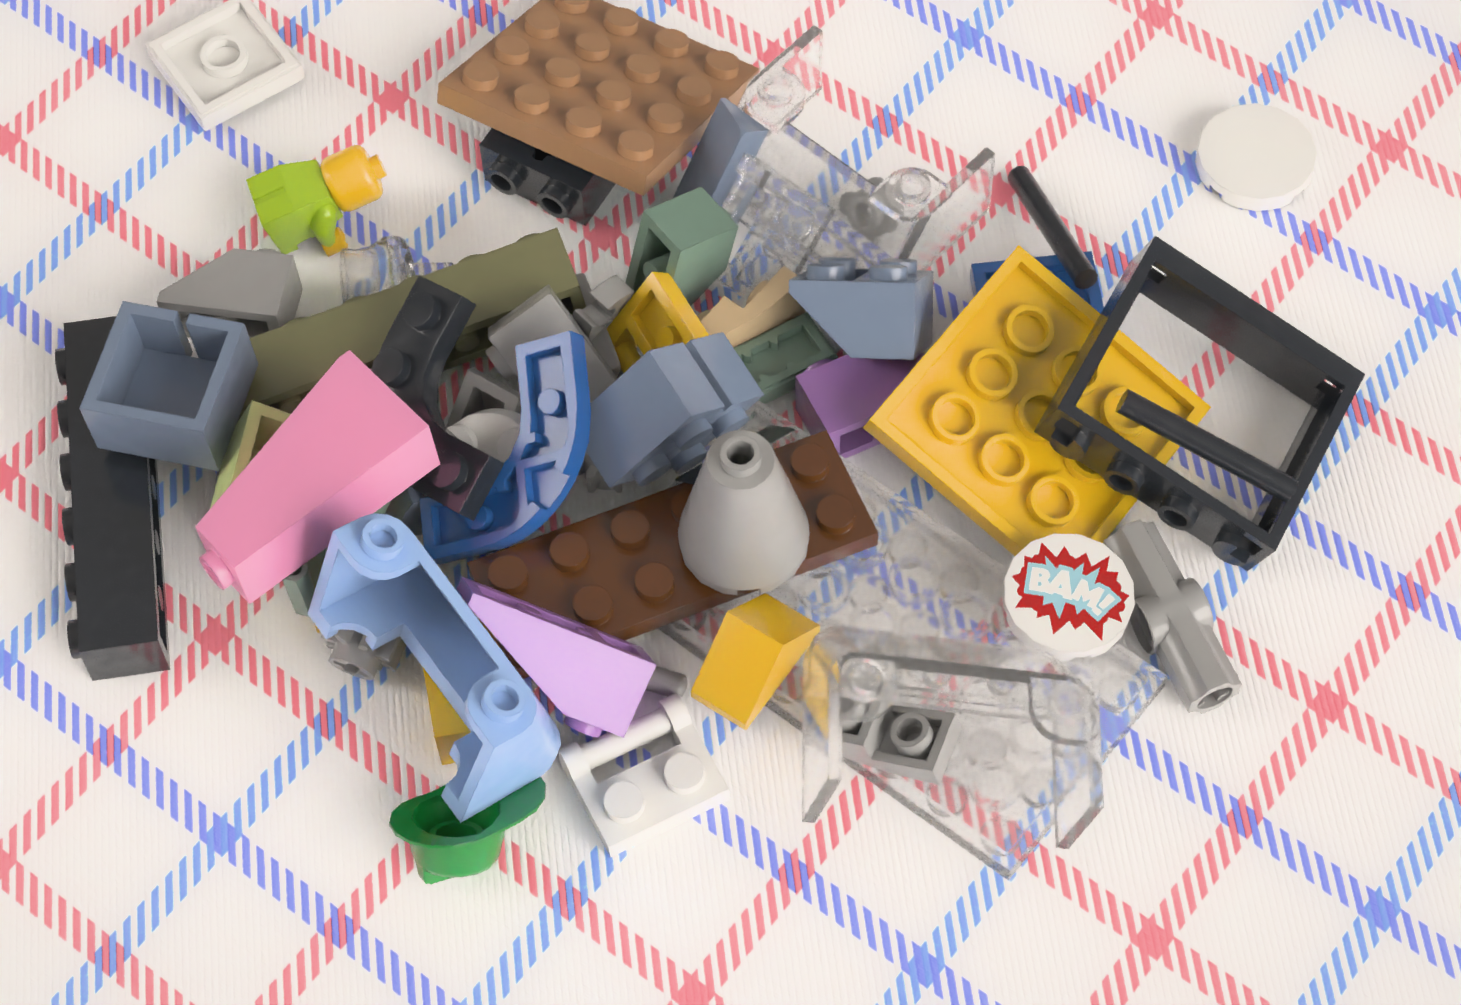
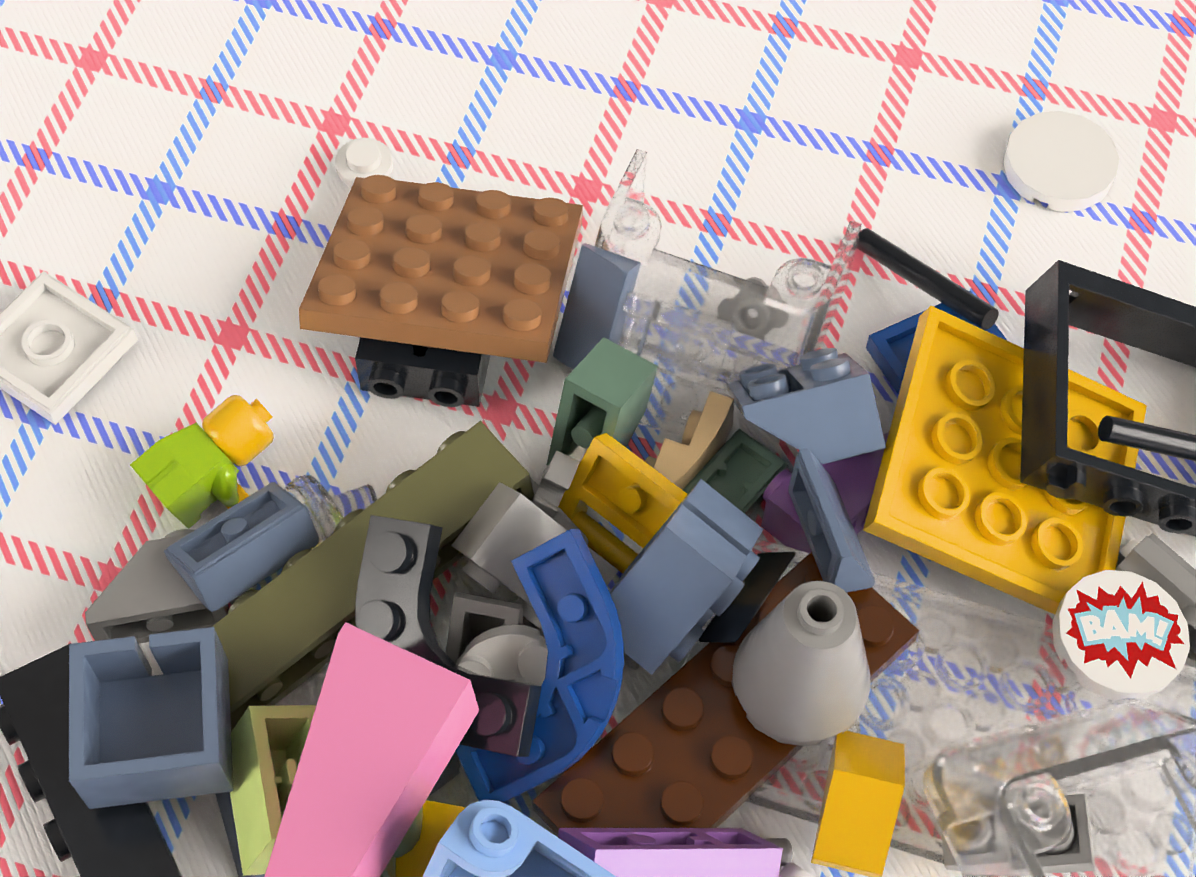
camera: 25 degrees left, 0 degrees up
(312, 276) = (243, 545): none -> sand blue slope
(834, 413) = (828, 525): none -> sand blue slope

